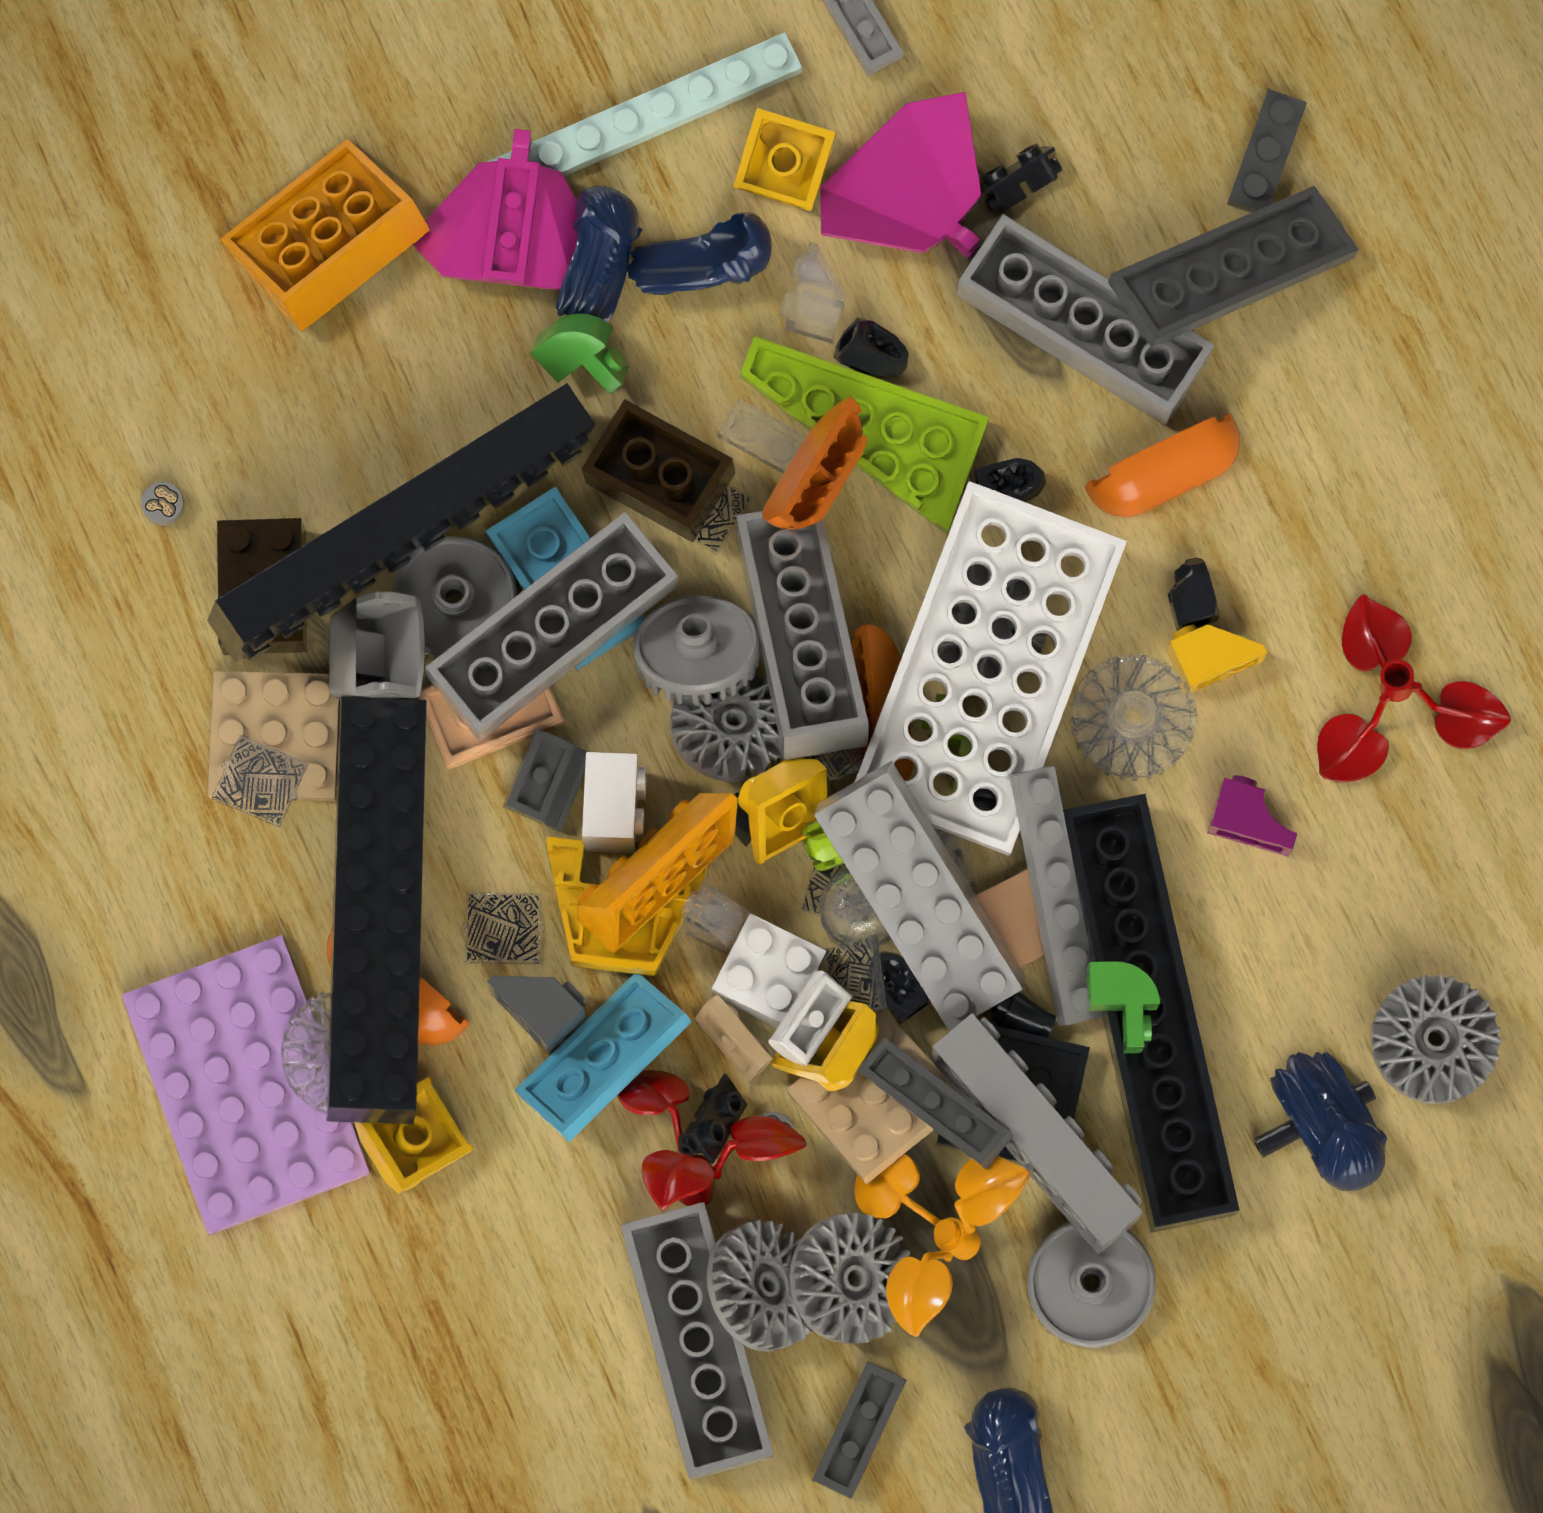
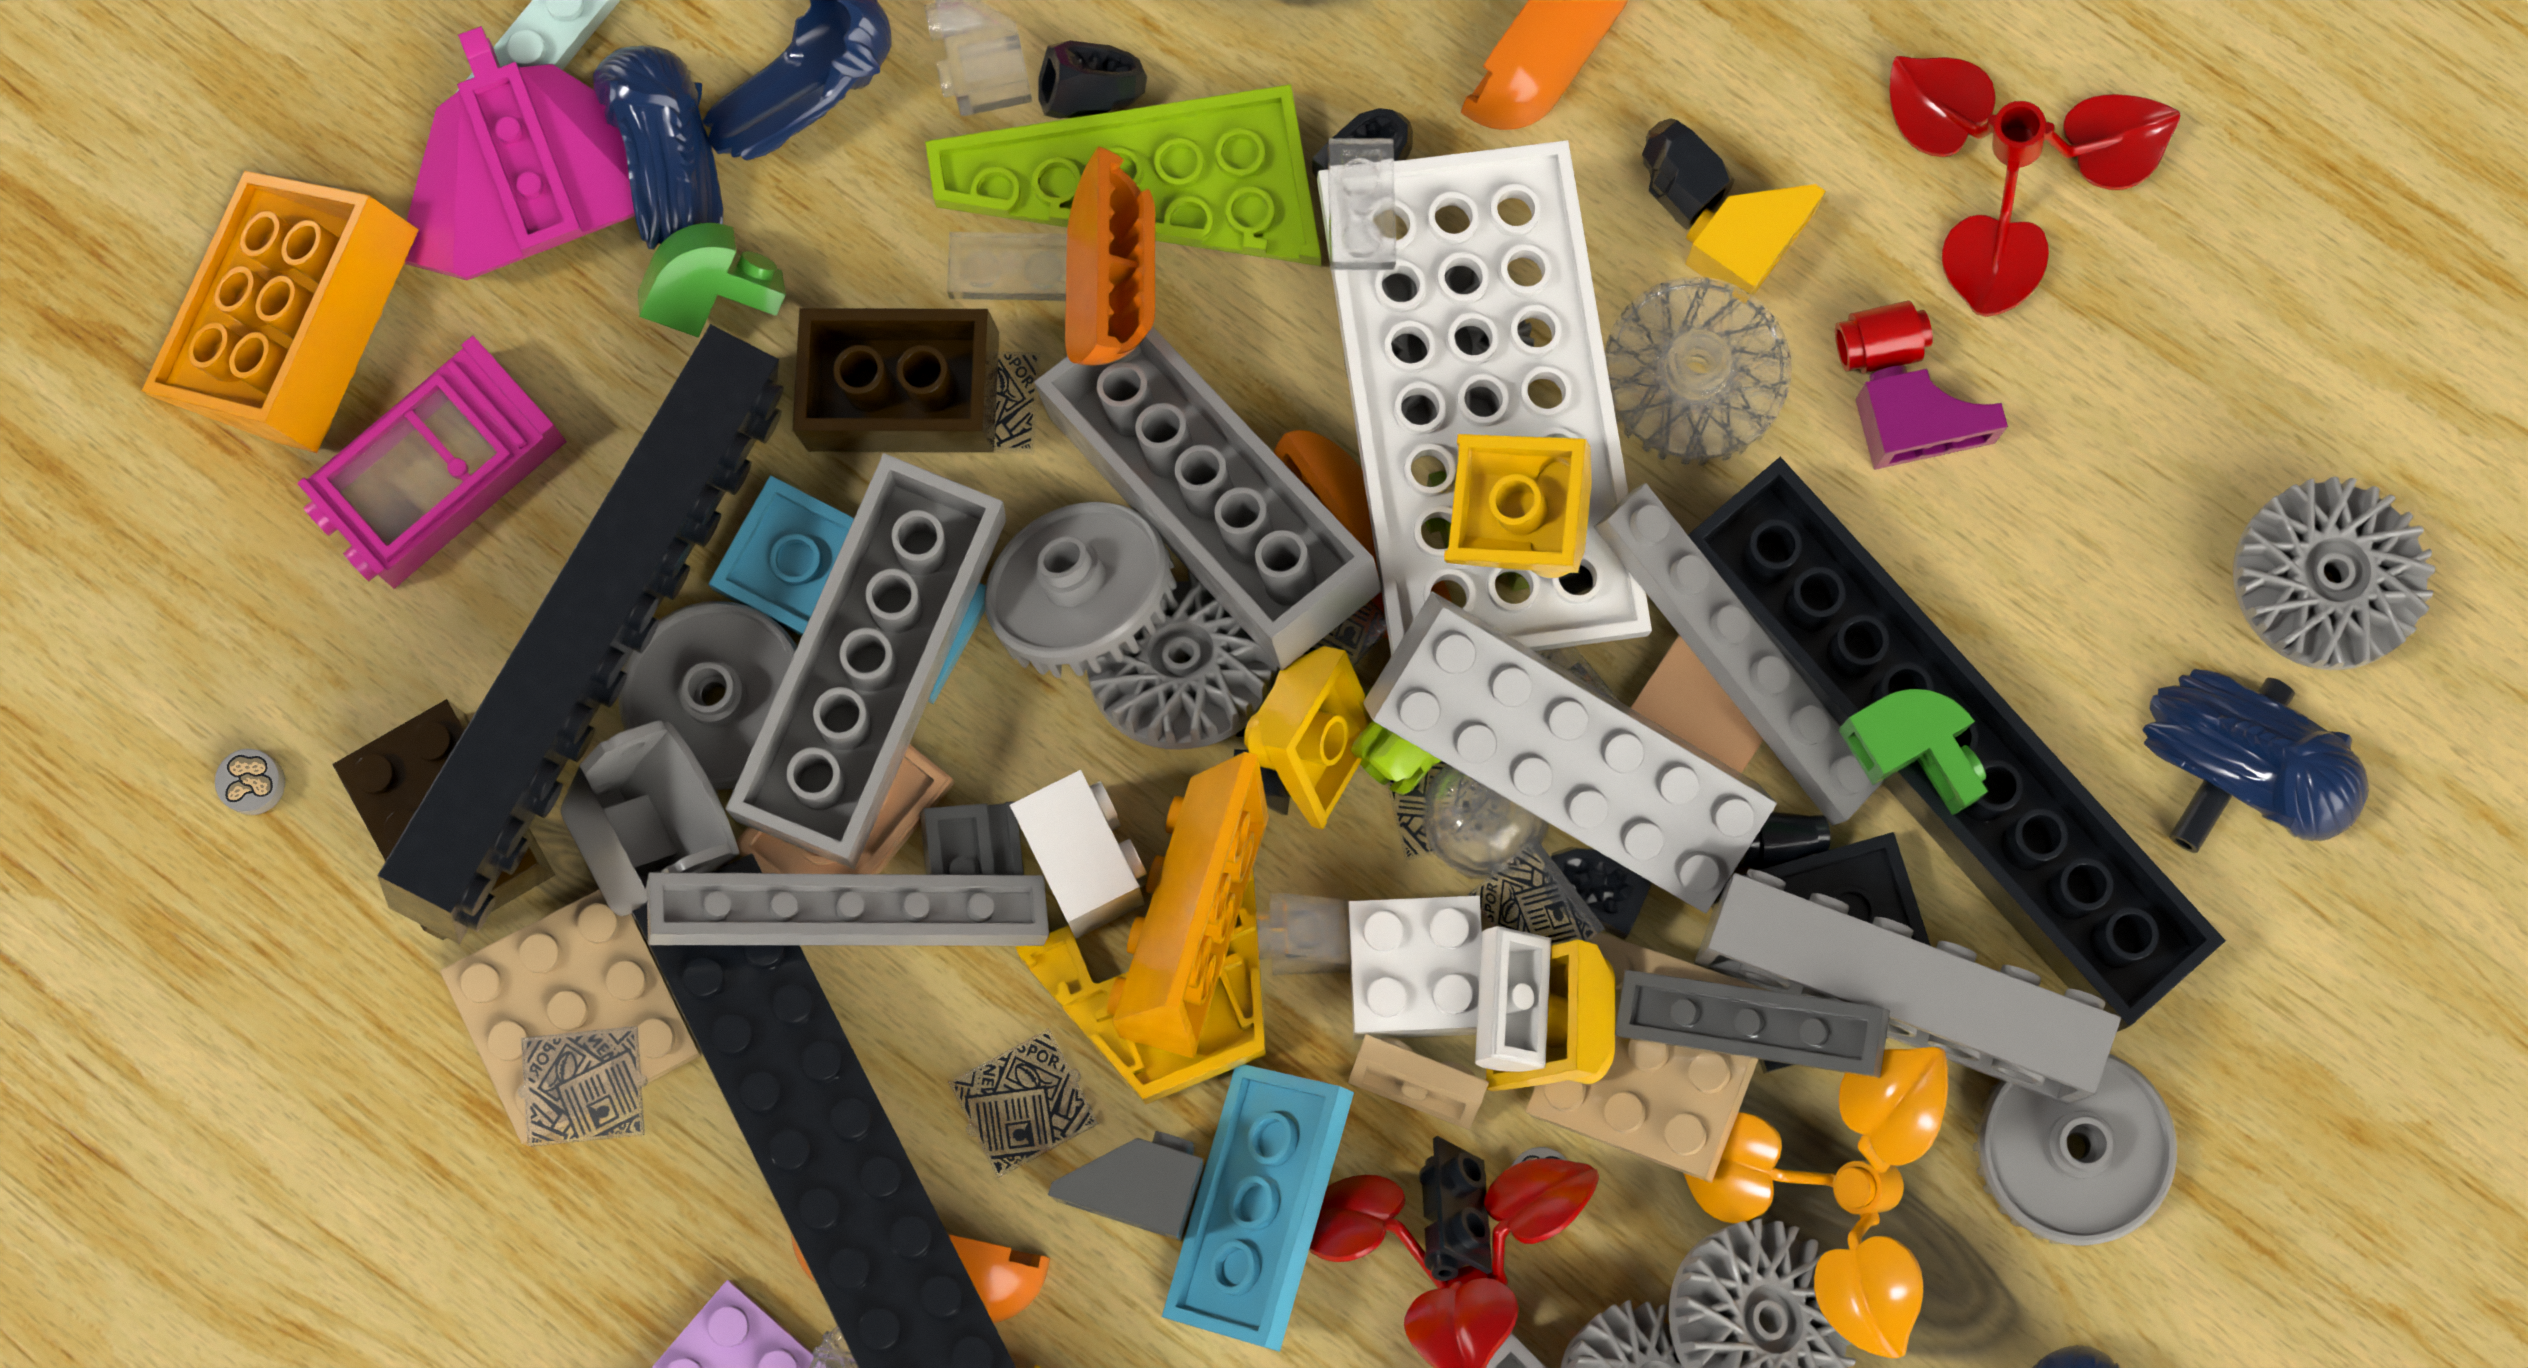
camera: 25 degrees left, 0 degrees up
(363, 374) = (430, 465): none -> dark pink door
(463, 762) = (846, 909): none -> light grey plate
(973, 738) = (1521, 503): none -> yellow slope
(980, 514) = (1361, 204): none -> clear plate
(1254, 758) = (1883, 337): none -> red brick

